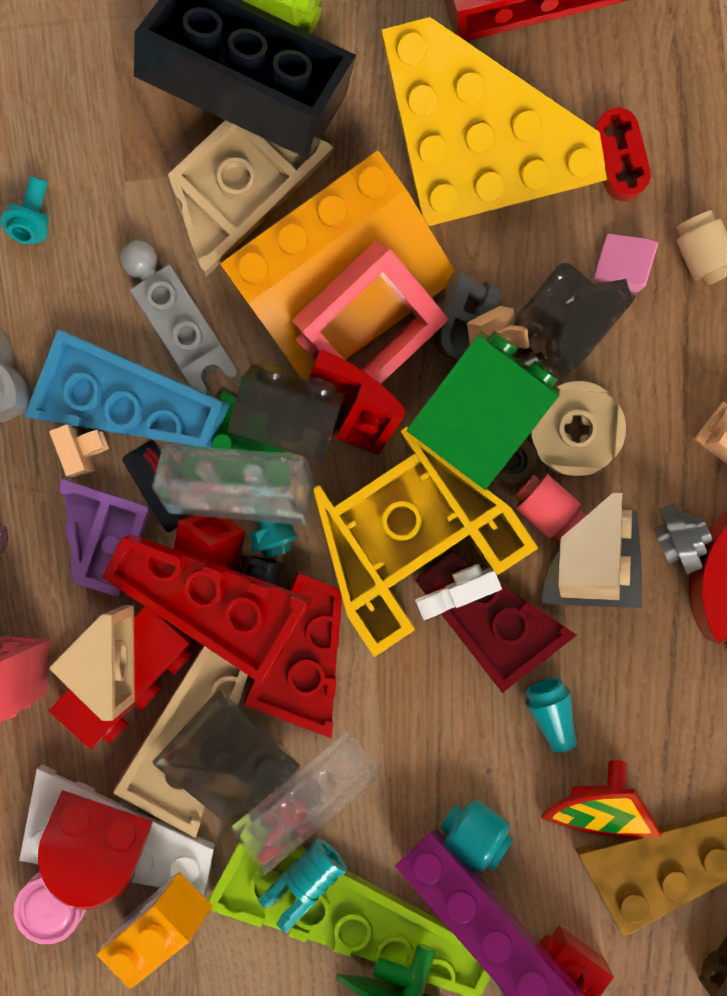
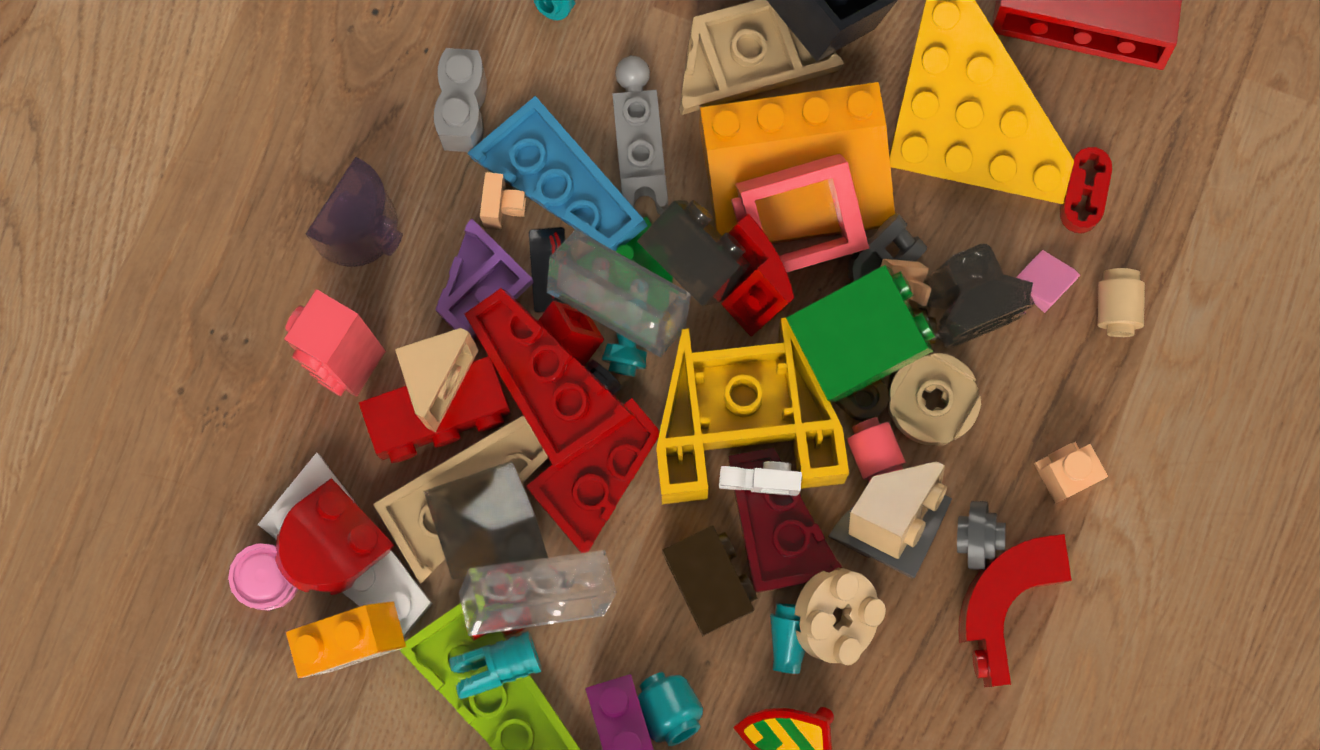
camera: 25 degrees right, 10 degrees down
(455, 703) = (709, 579): none -> dark brown brick
(603, 696) = (859, 619): none -> tan plate

